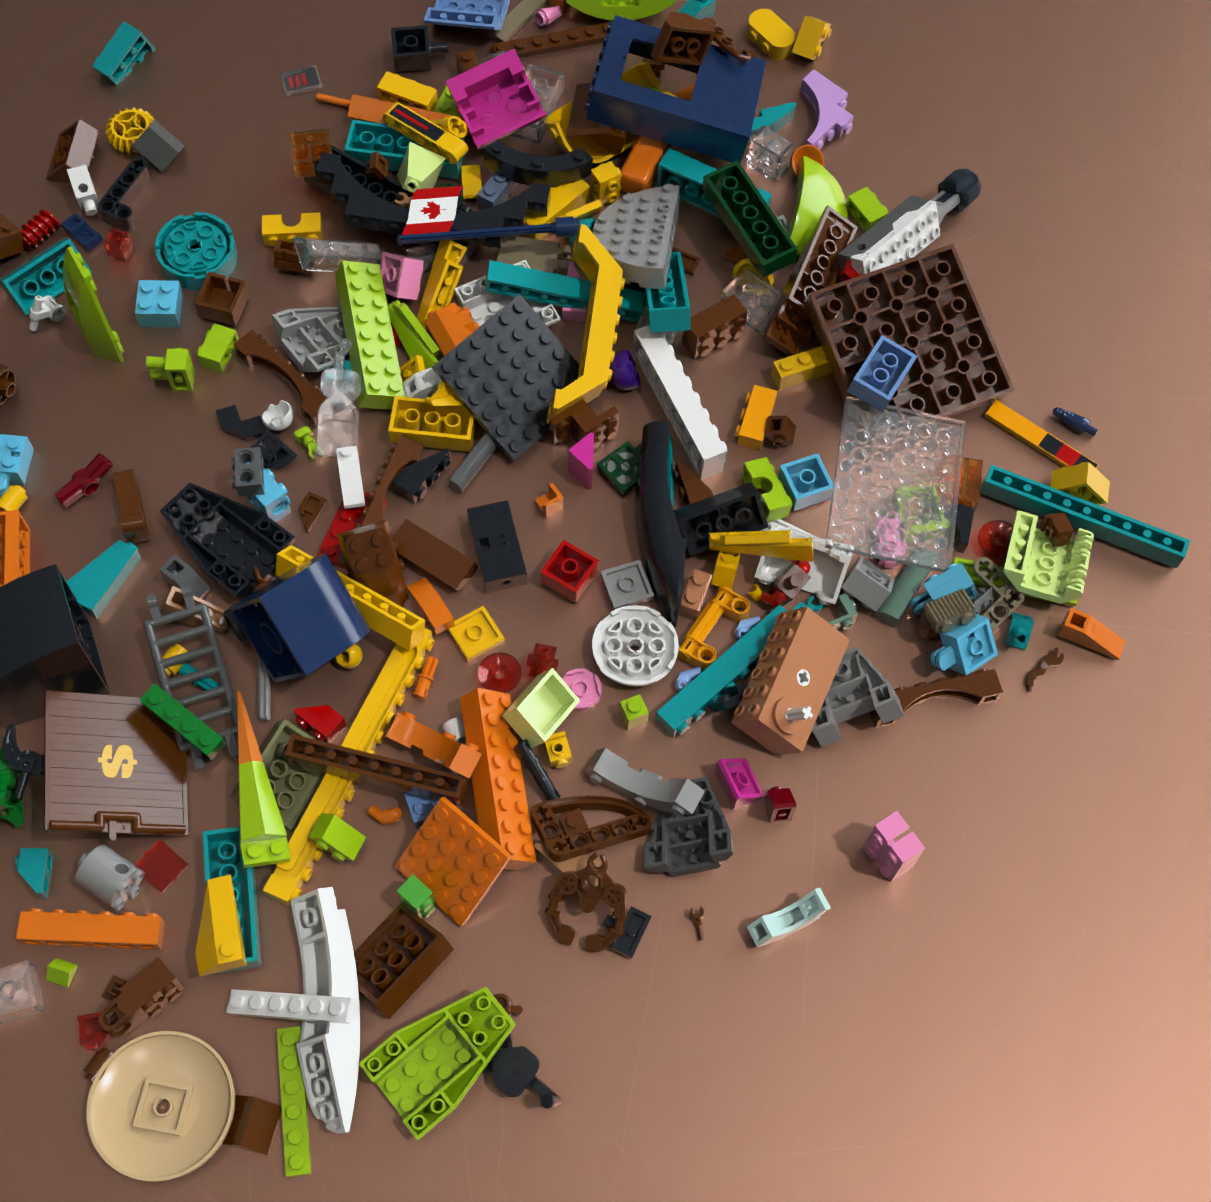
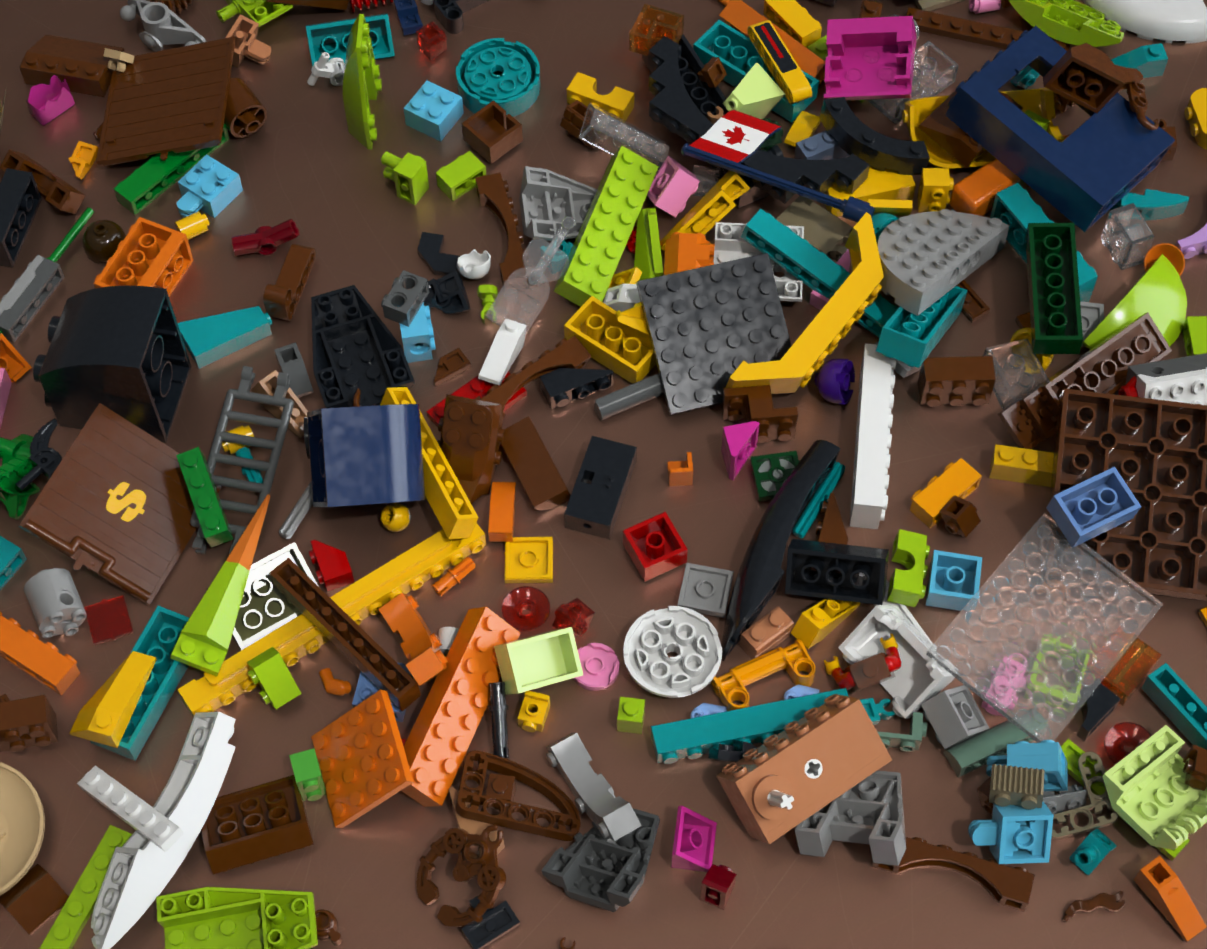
camera: 35 degrees right, 5 degrees down
(448, 124) = (808, 61): yellow piece -> none
(764, 543) = (863, 617): yellow wedge -> none

